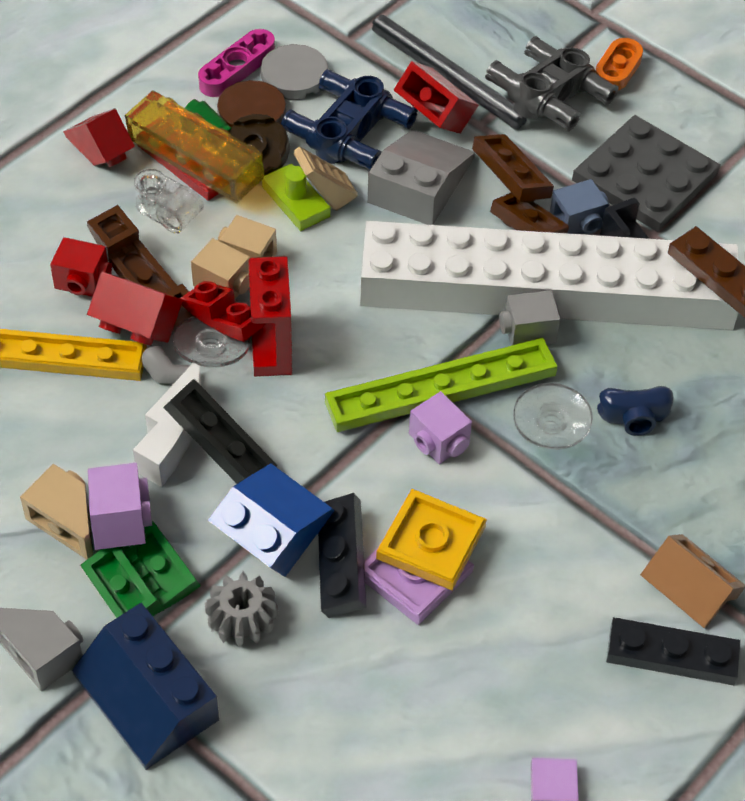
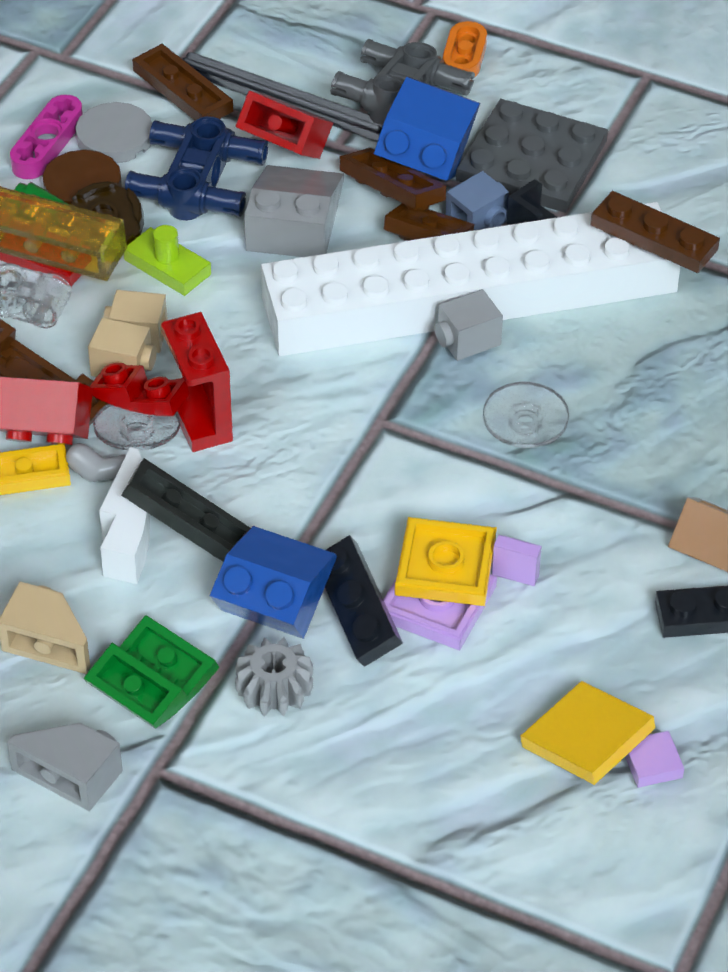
camera: 15 degrees left, 5 degrees down
(118, 505) = (106, 606): lavender brick -> none
(146, 686) = (203, 773): dark blue slope -> none
(326, 178) = (199, 234): tan slope -> none
(366, 42) = (182, 84): none -> reddish brown plate
(440, 428) = (413, 453): lavender brick -> none
(455, 379) = (395, 412): lime plate -> none
(495, 554) = (516, 560): none -> lavender tile
(501, 741) = (588, 732): none -> yellow tile
(555, 130) = (427, 129): none -> blue slope
(635, 408) = (606, 388): dark blue piece -> none

